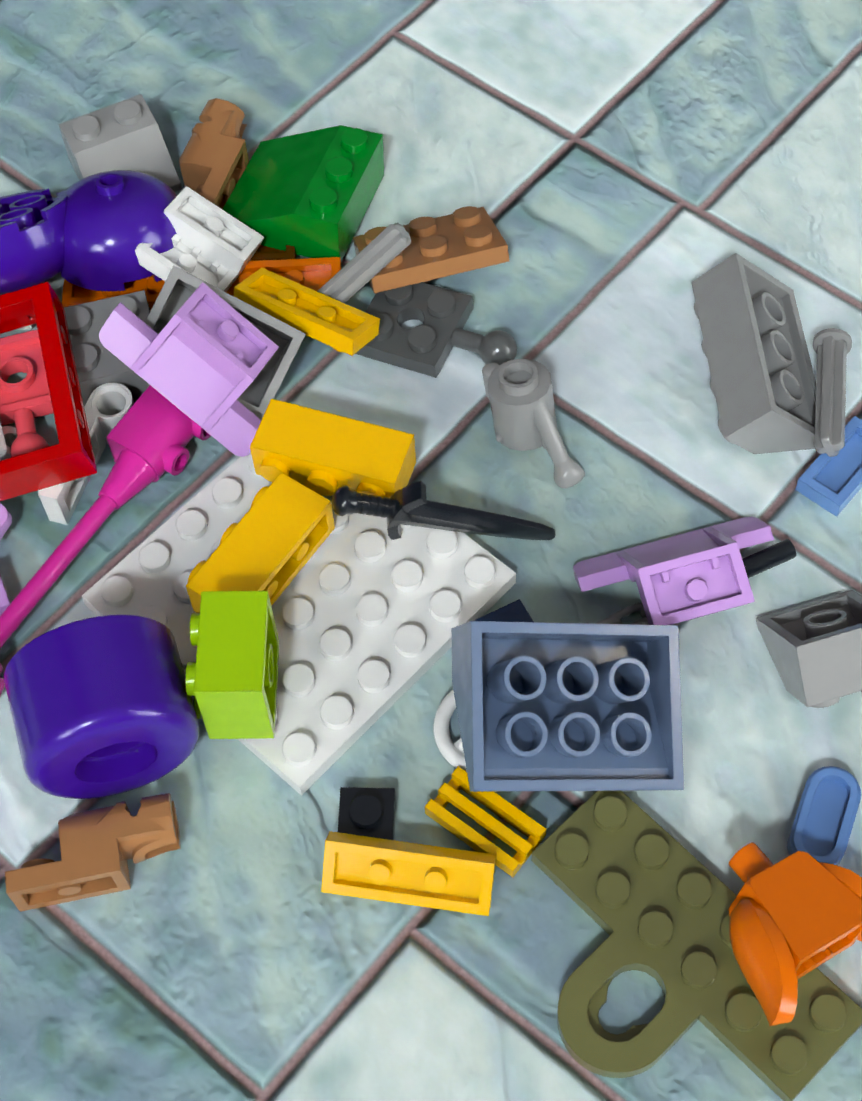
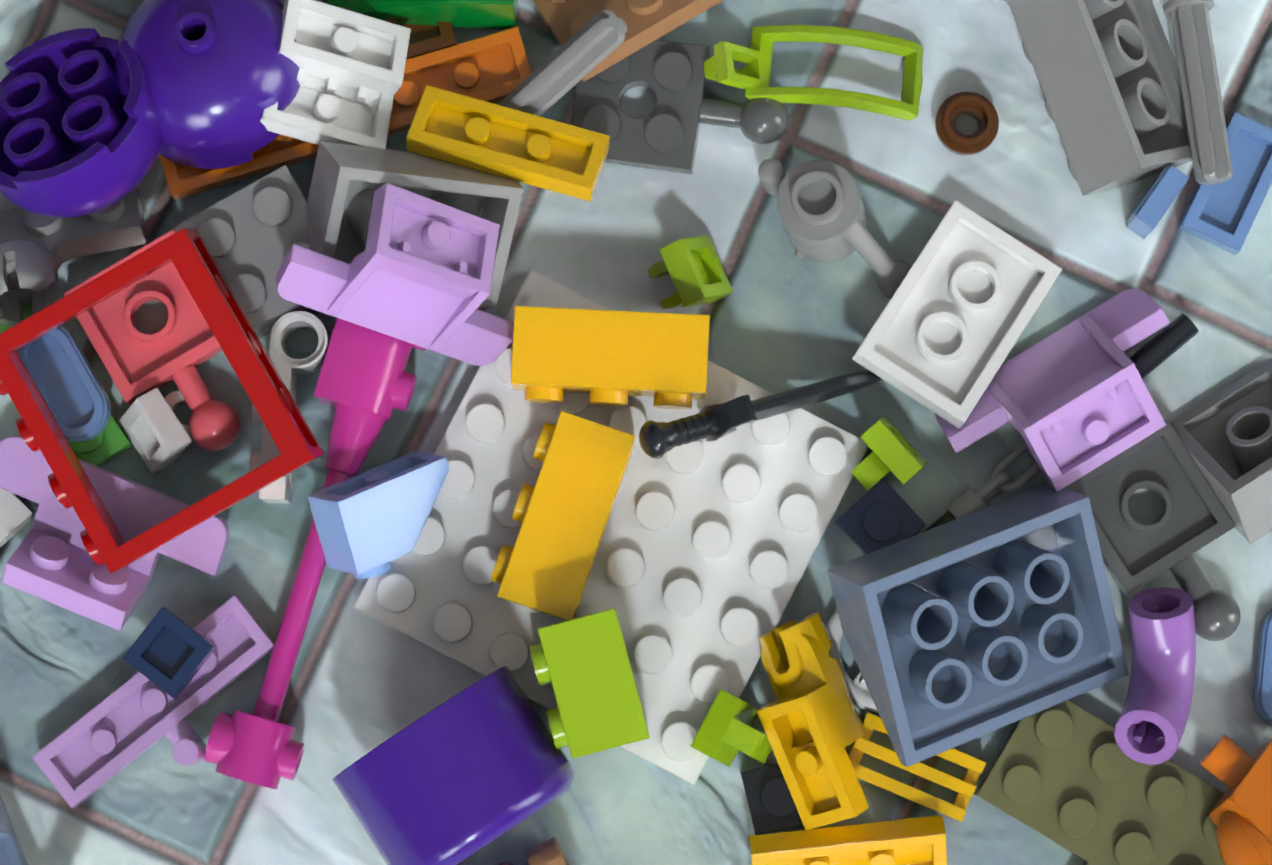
camera: 15 degrees left, 25 degrees up
(119, 526) = (377, 513): none -> light blue slope
(340, 750) = (729, 730): none -> lime tile
(408, 754) = (811, 722): none -> yellow plate
(417, 420) = (694, 272): none -> lime tile
(509, 311) = (756, 74): none -> lime sword
(526, 581) = (890, 453): none -> lime tile
(606, 497) = (957, 314): none -> white plate
(648, 373) = (970, 104): none -> reddish brown plate
(711, 792) = (1160, 675): none -> medium lavender cylinder
(758, 687) = (1188, 522): none -> dark grey plate
(781, 458) = (1156, 201): none -> medium blue tile

